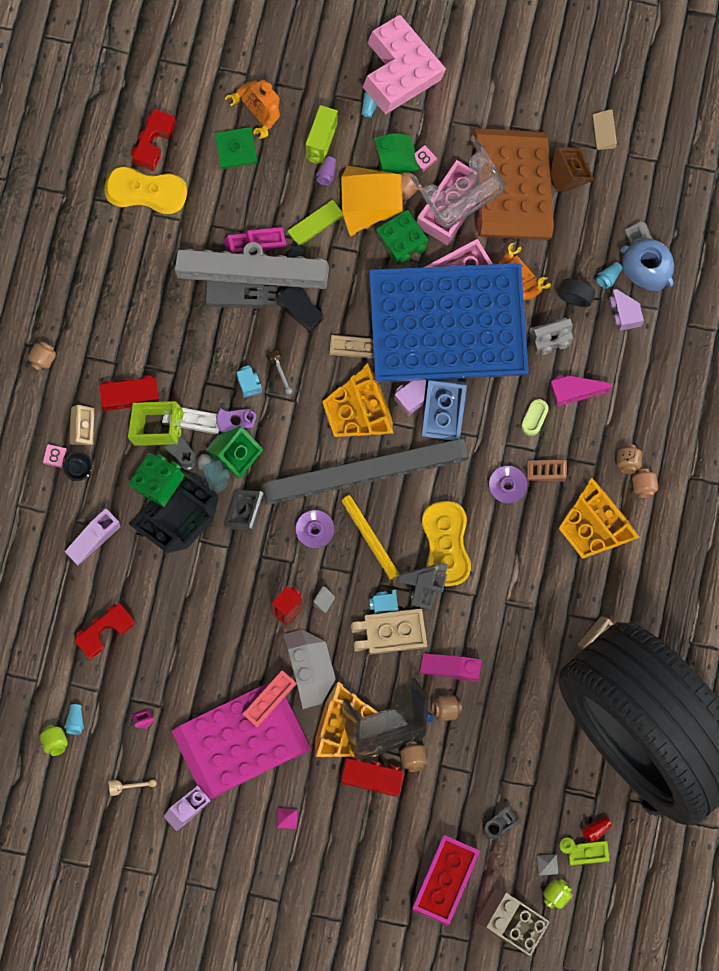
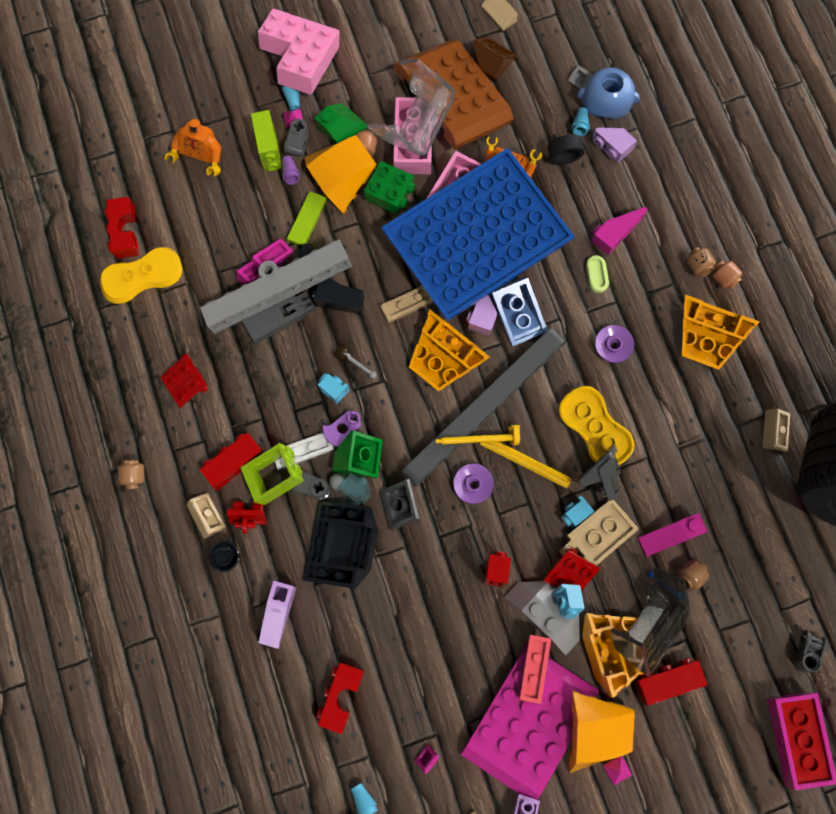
camera: 25 degrees left, 0 degrees up
(54, 456) = (196, 558): bright pink tile -> none
(114, 447) = (246, 518): none -> red hips
(128, 303) = (184, 381): none -> red hinge
(156, 479) = (304, 524): green brick -> none
(236, 148) = (199, 195): green plate -> none
(290, 778) = (599, 731): none -> light orange wedge
(323, 600) = (521, 543): light grey slope -> none
(330, 663) = (569, 600): none -> medium azure brick
(347, 148) = (297, 138): none -> dark grey piece
(347, 645) = (571, 570): none -> red hinge
(359, 124) = (290, 116): none -> dark pink slope
(372, 511) = (513, 437): none -> yellow piece
(413, 757) = (695, 639): medium nougat head -> none
(425, 158) = (366, 114): bright pink tile -> none
(542, 334) = (571, 189): light grey brick -> none
(547, 463) = (651, 302): nougat slope -> none

